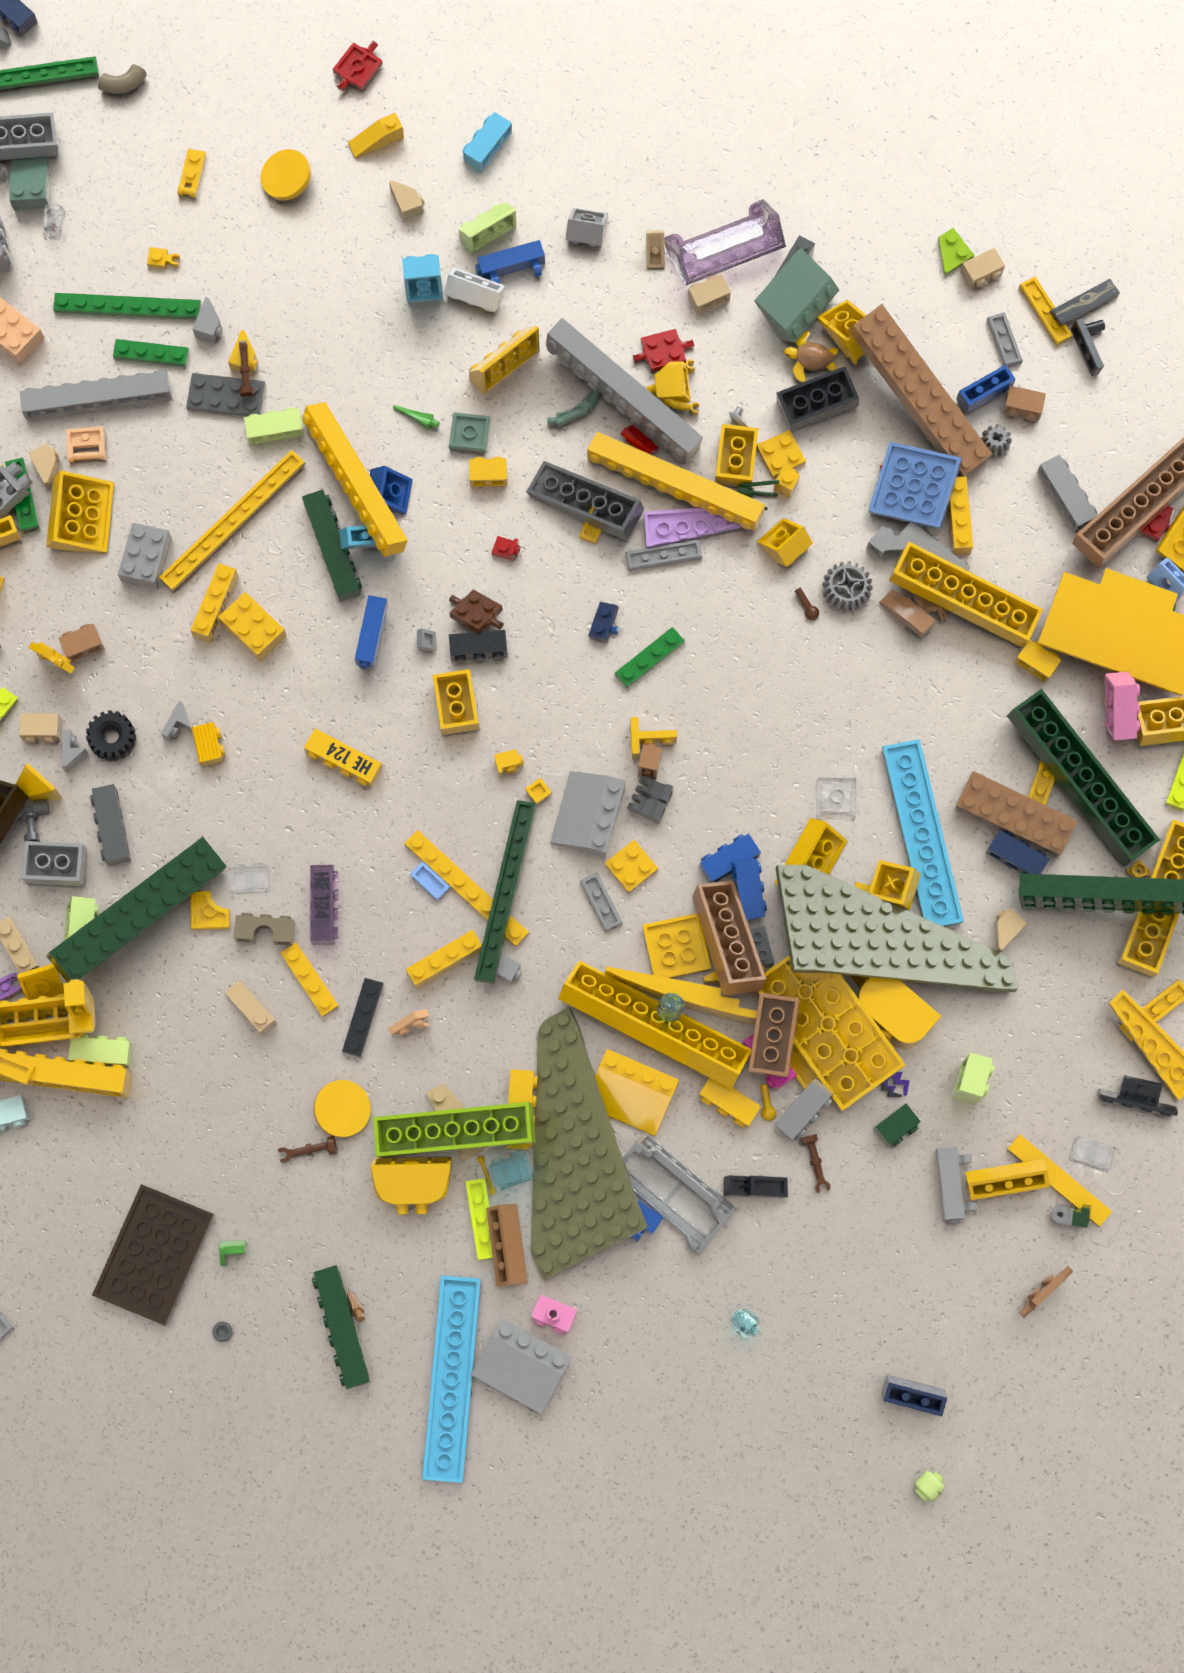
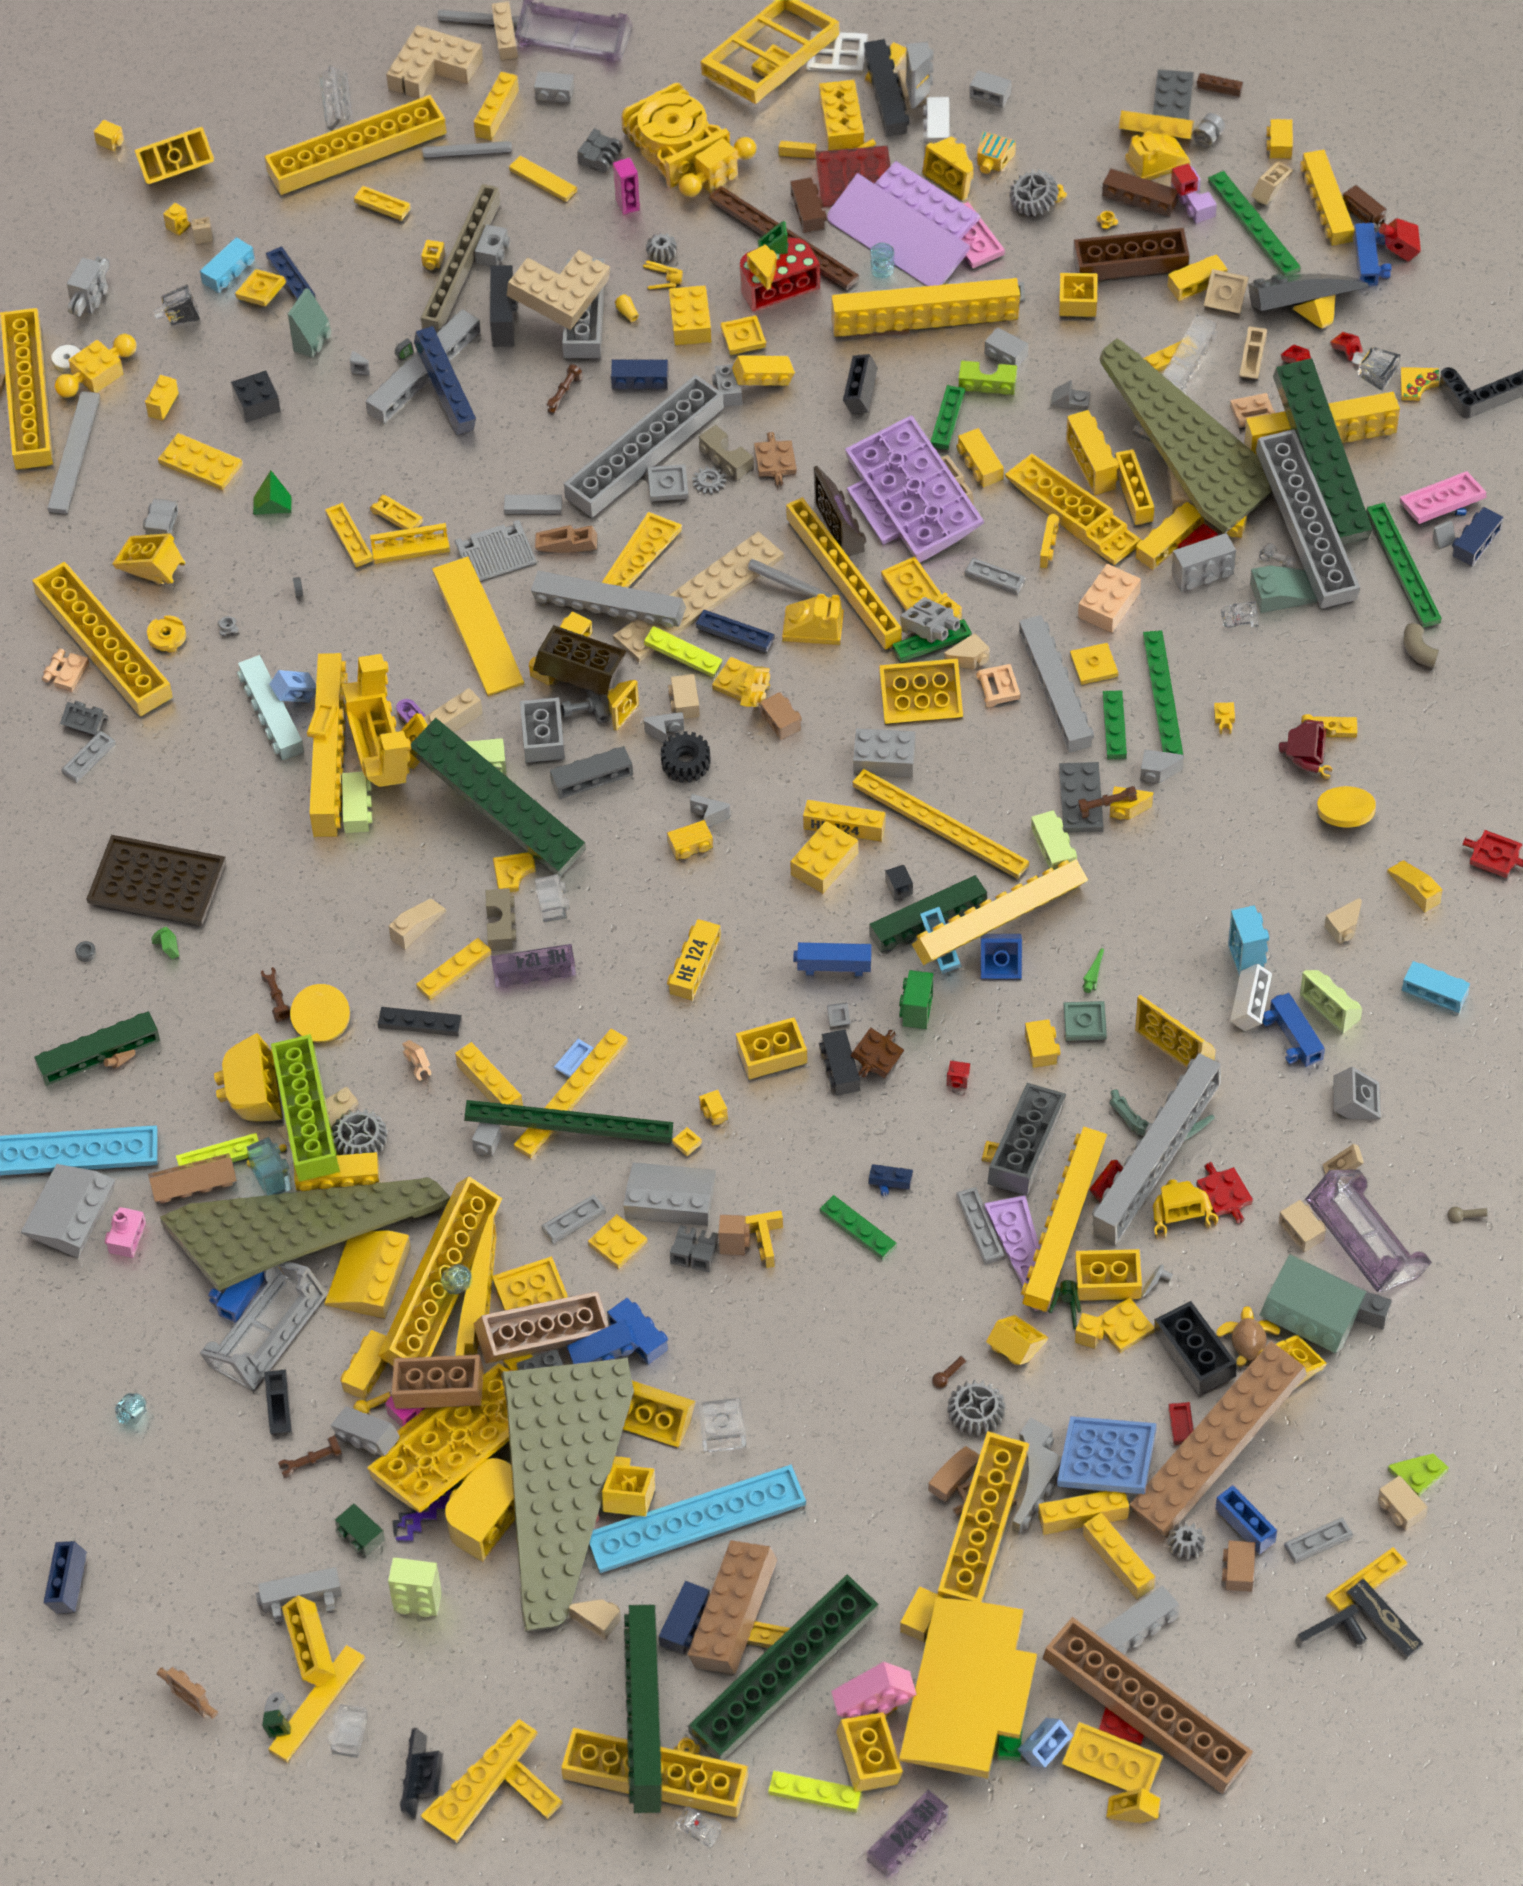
camera: 85 degrees right, 20 degrees down
(27, 676) = (729, 678): none -> yellow plate
(78, 358) = (1094, 663): none -> yellow plate
(215, 192) = (1307, 745): none -> dark red torso
(292, 565) = (899, 882): none -> black brick
(428, 567) = (916, 999): none -> green brick
(488, 1078) = (357, 1128): none -> light grey gear
(713, 173) = (1456, 1214): none -> dark tan bar
(881, 425) = (1180, 1421): none -> red tile
(1005, 495) = (1118, 1556): none -> yellow brick

